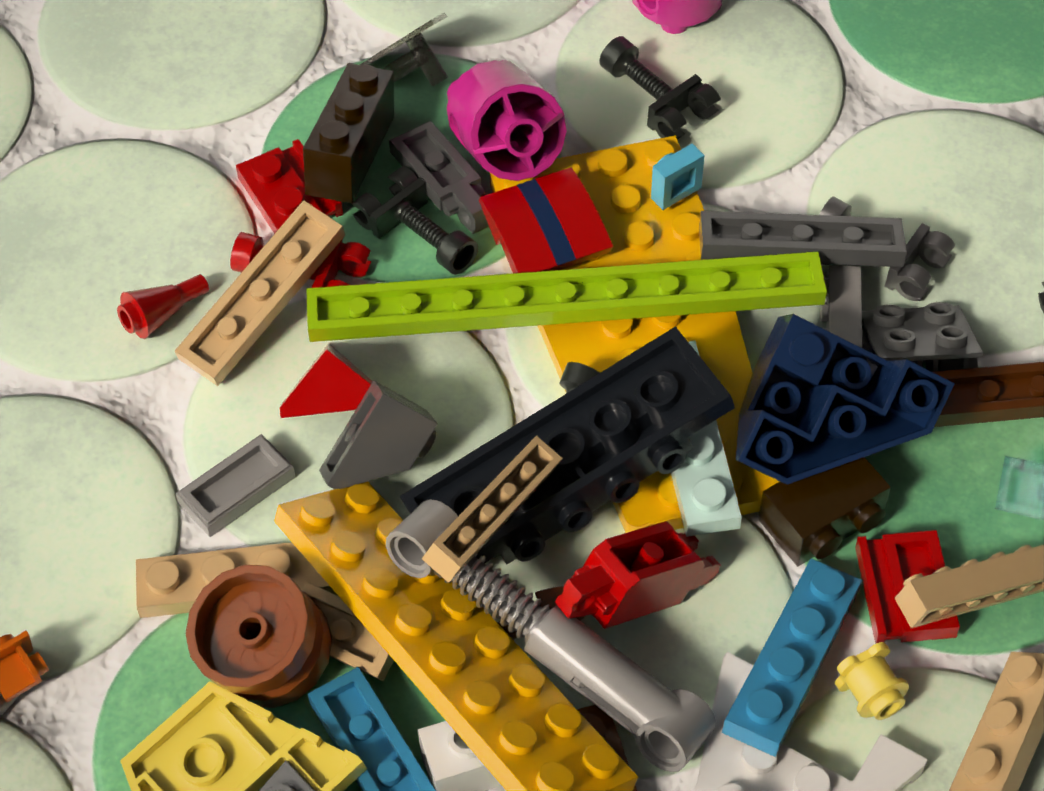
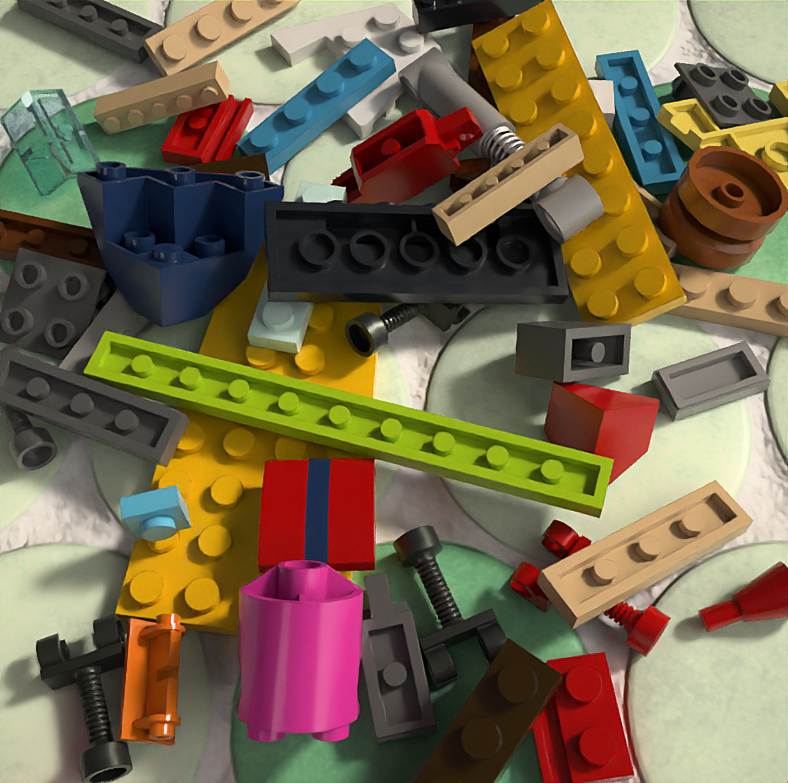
camera: 155 degrees left, 5 degrees up
(615, 103) = (151, 680): none -> orange hinge
(872, 683) = (274, 78): light yellow brick -> none

